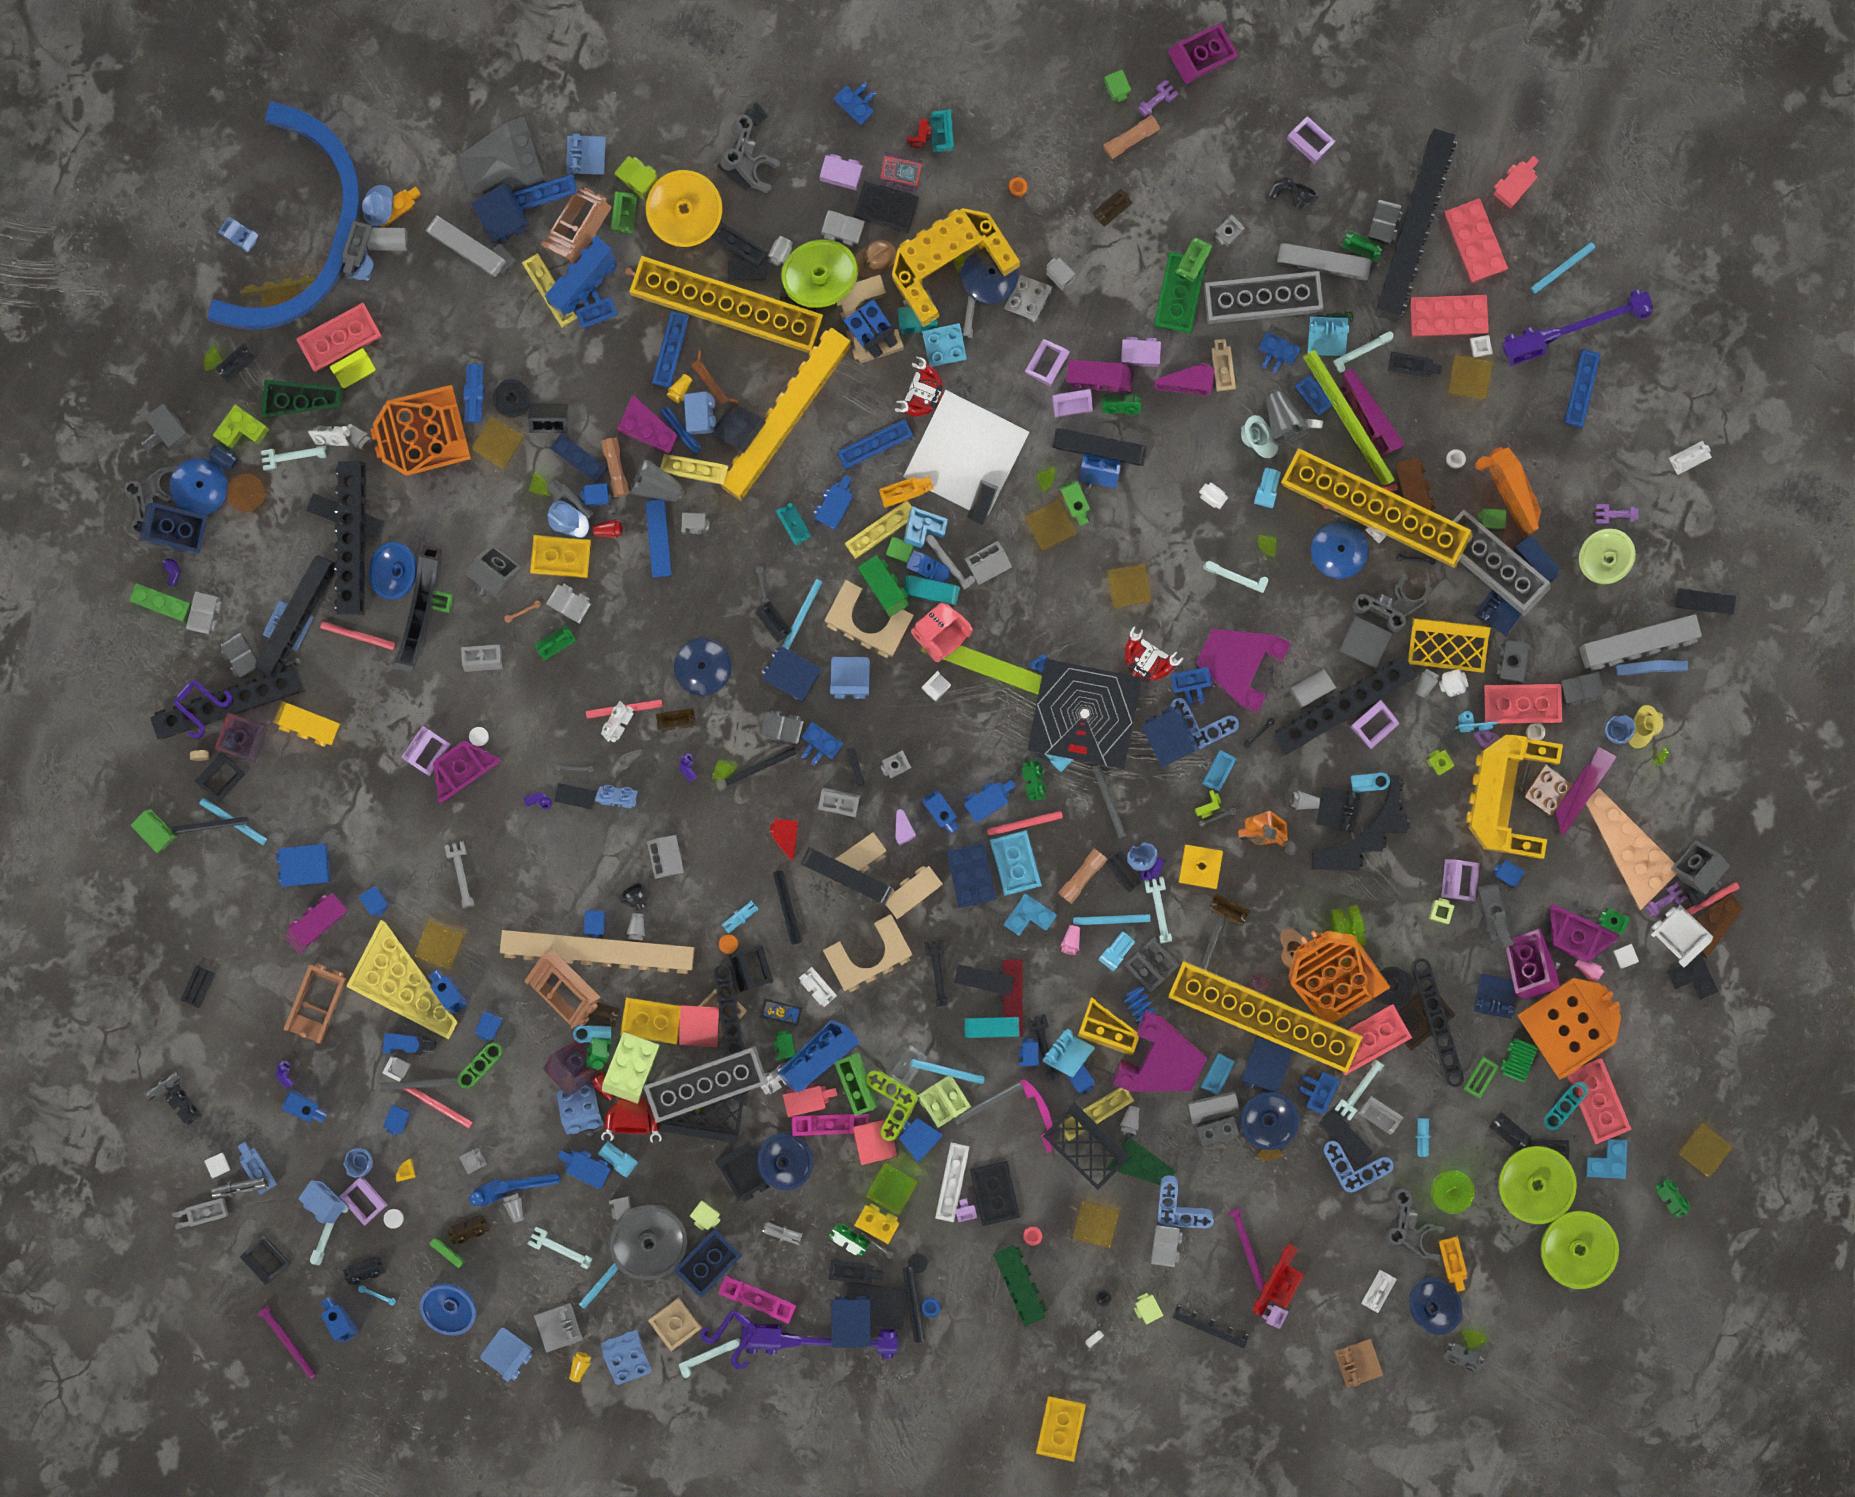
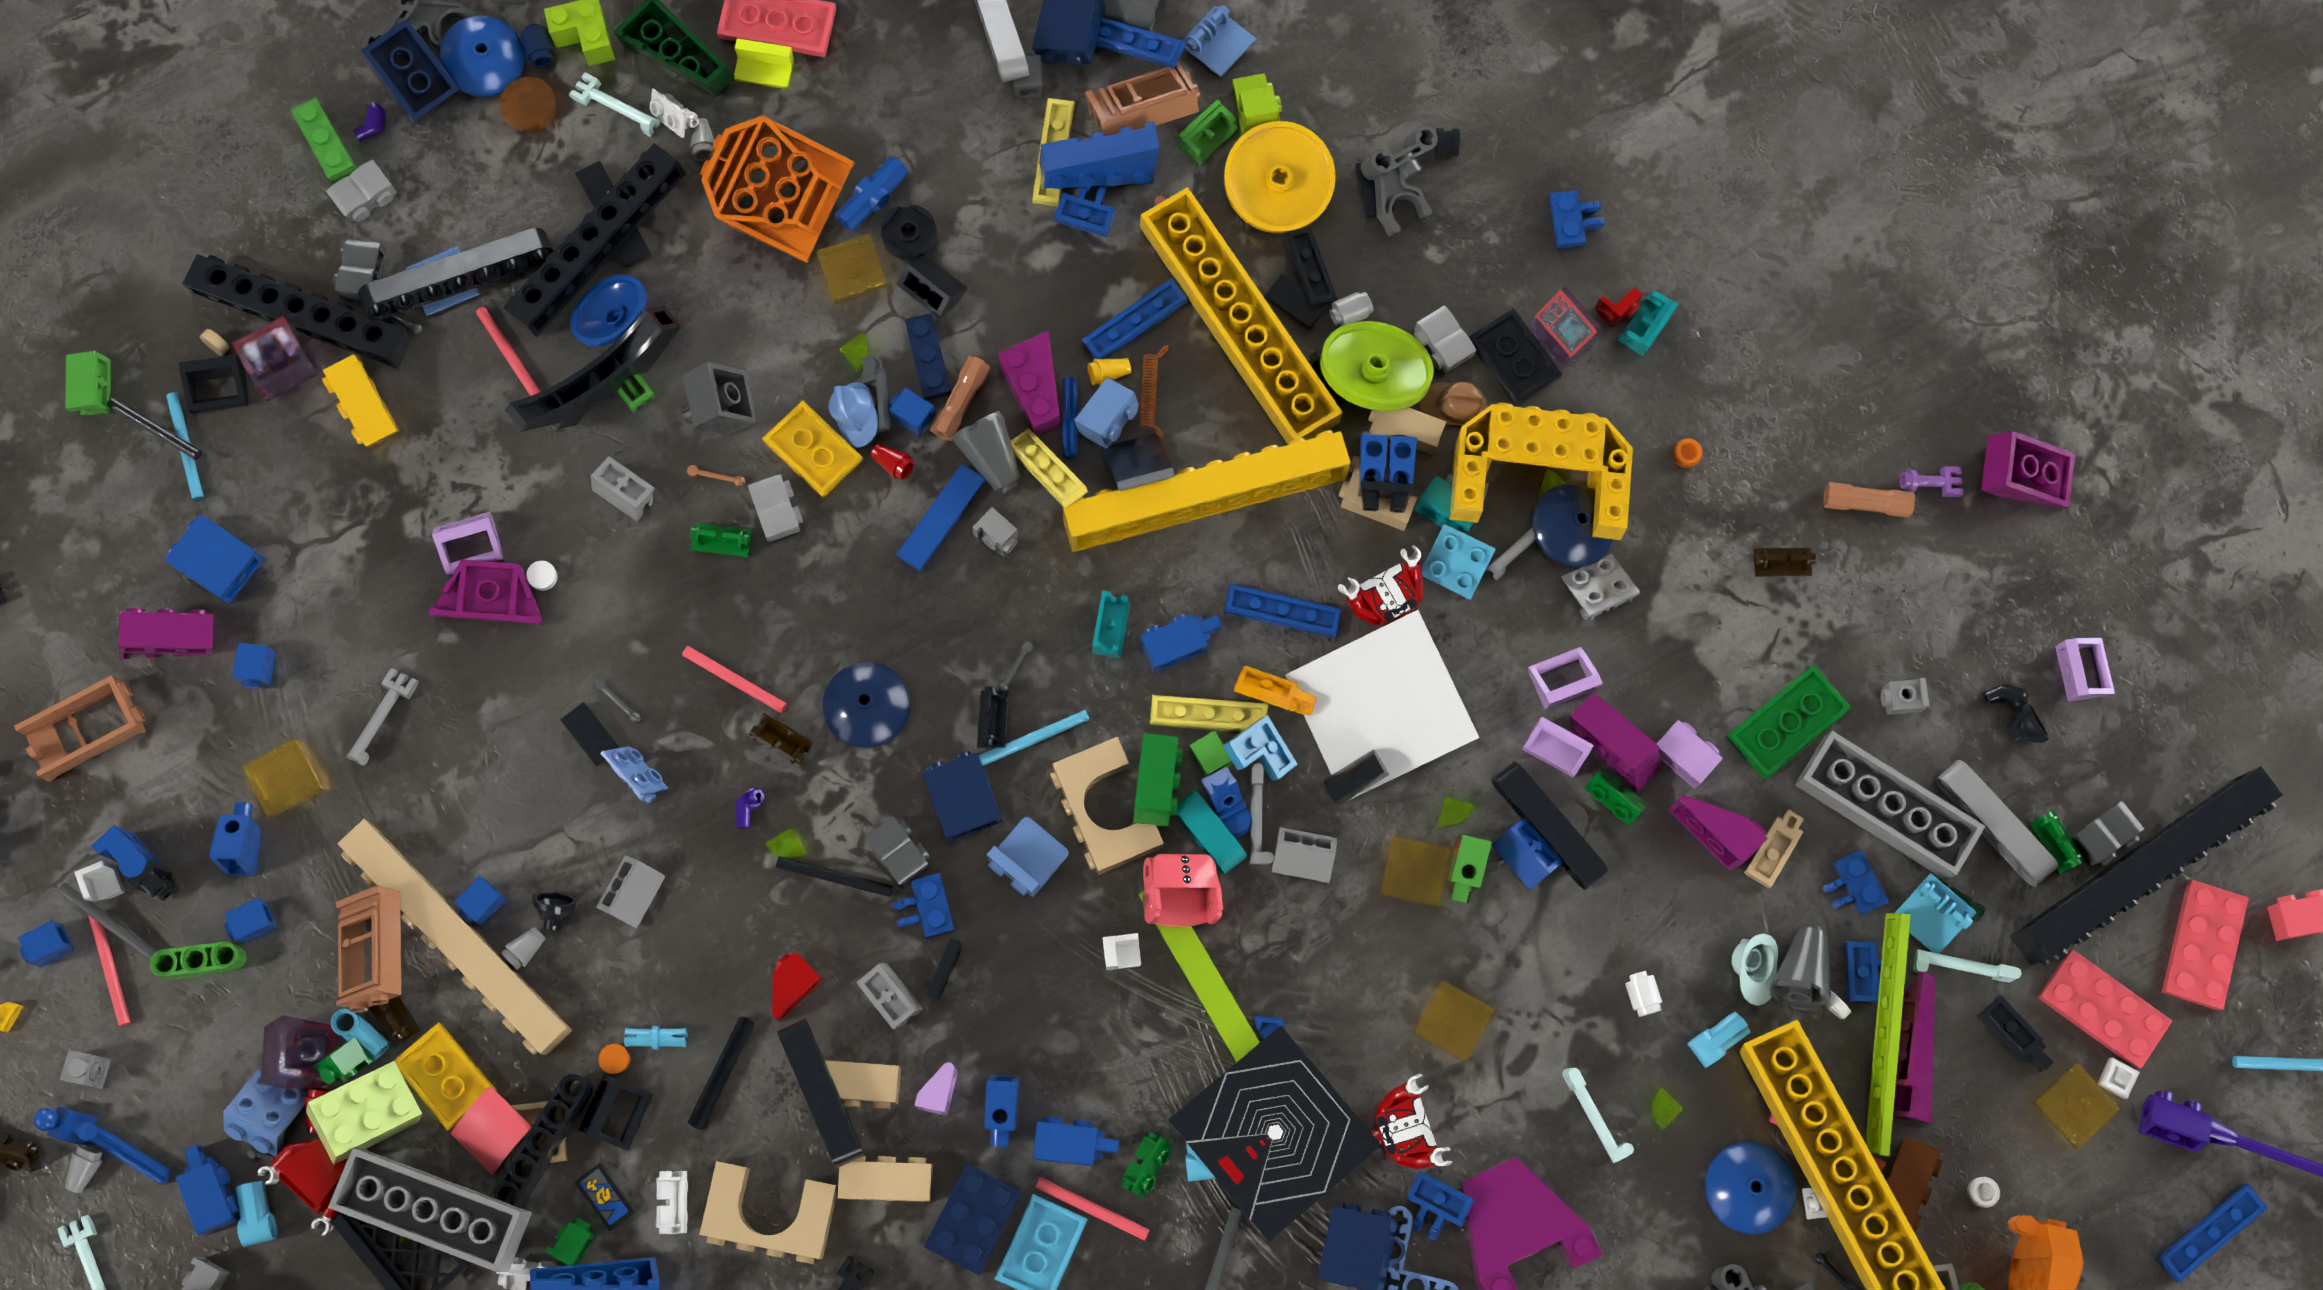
camera: 30 degrees right, 10 degrees down
(185, 691) = (257, 257): dark purple piece -> none
(395, 981) = (193, 782): light yellow wing -> none
(539, 799) = (546, 703): dark purple arm -> none
(620, 714) = (720, 680): white hinge -> none
(841, 172) = (1493, 278): lavender brick -> none
(903, 766) = (1004, 1012): light grey brick -> none
(1060, 273) = (1662, 585): light grey brick -> none
(1118, 86) = (1897, 429): bright green brick -> none
(1193, 259) = (1837, 695): bright green hinge -> none

